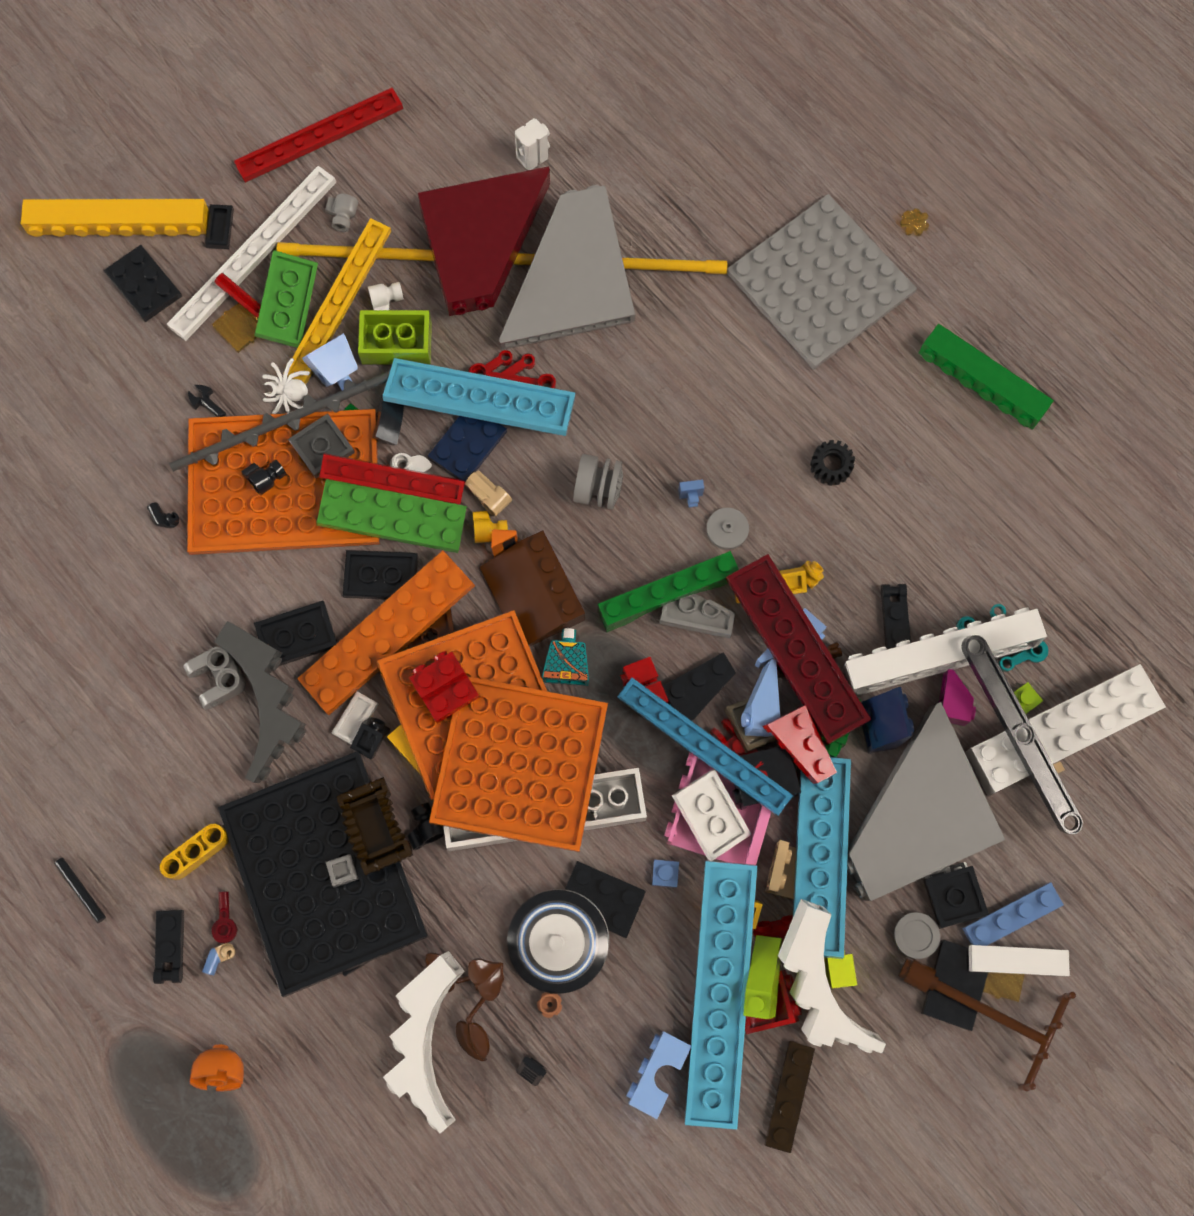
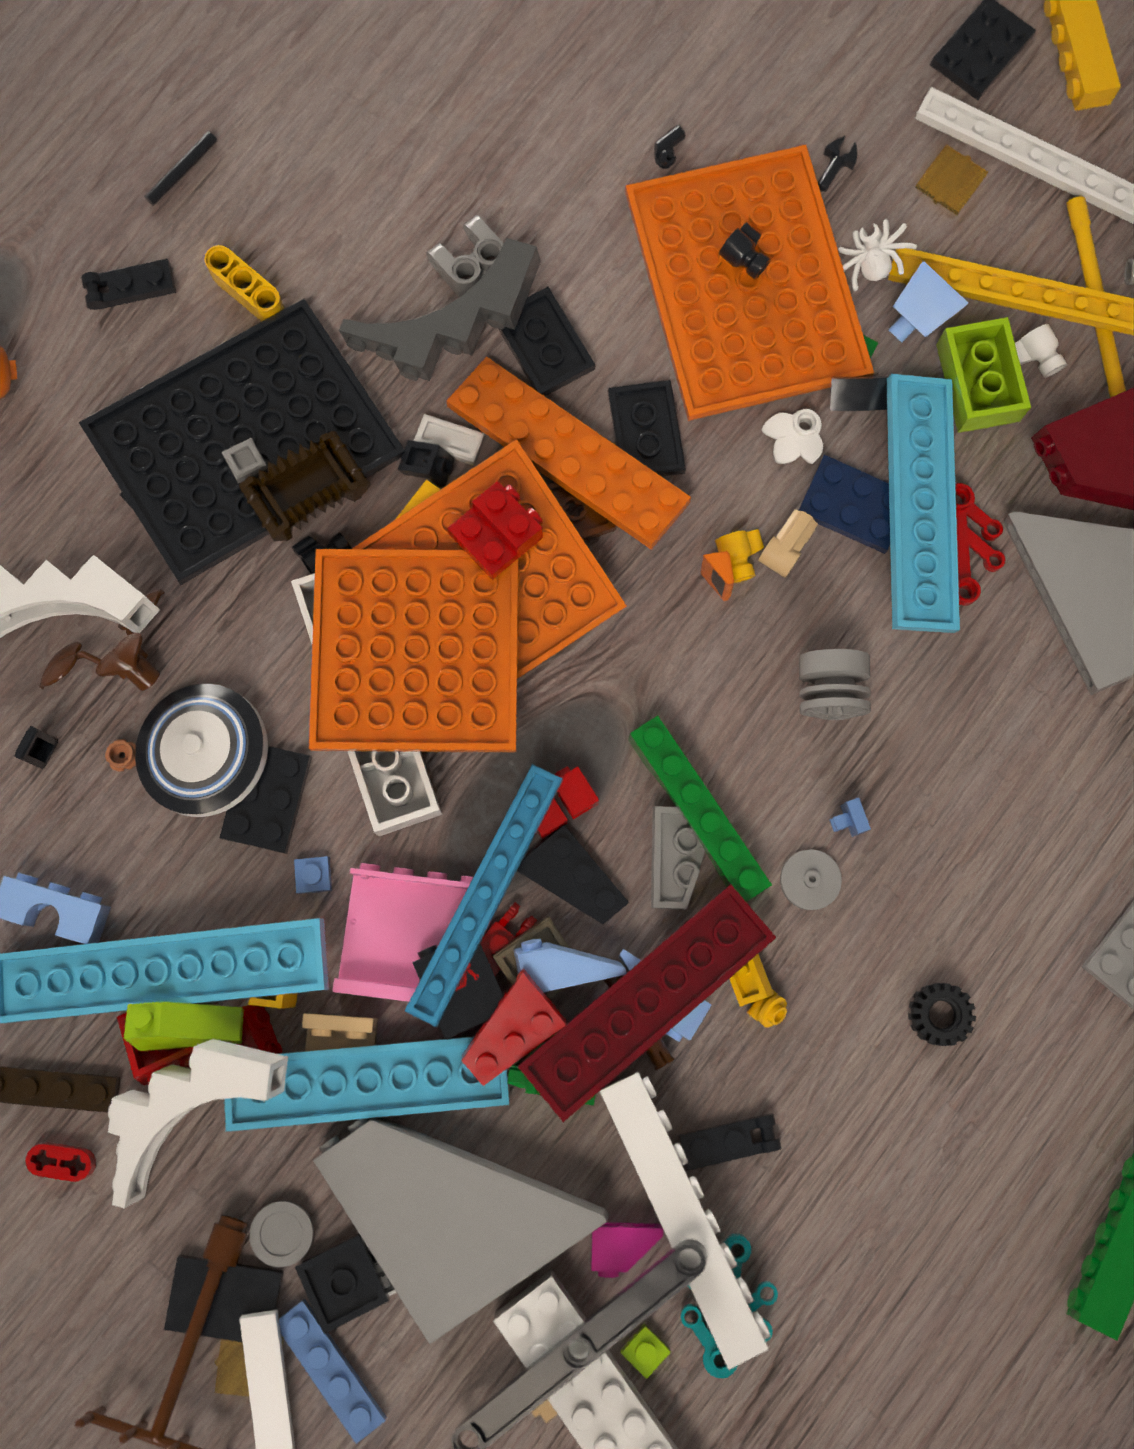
camera: 80 degrees right, 5 degrees up
(217, 955) = (125, 340): arm -> none
(219, 226) = (1089, 121): black tile -> none
(224, 929) = (159, 343): dark red plate -> none
(238, 294) = (990, 172): red axle -> none
(270, 423) = (833, 268): dark grey plant -> none
(286, 299) = (1004, 224): bright green plate -> none
(317, 439) = (803, 313): dark grey plate -> none
(391, 478) = (777, 412): red plate -> none
(391, 515) = (728, 424): bright green plate -> none
(535, 587) = (665, 630): reddish brown slope -> none
(566, 661) = (575, 691): torso -> none
(711, 815) = (394, 920): white plate -> none
(840, 971) = (211, 1136): neon yellow brick -> none
(850, 1094) = (59, 1169): none -> red beam
(888, 722) = (566, 1145): dark blue slope -> none

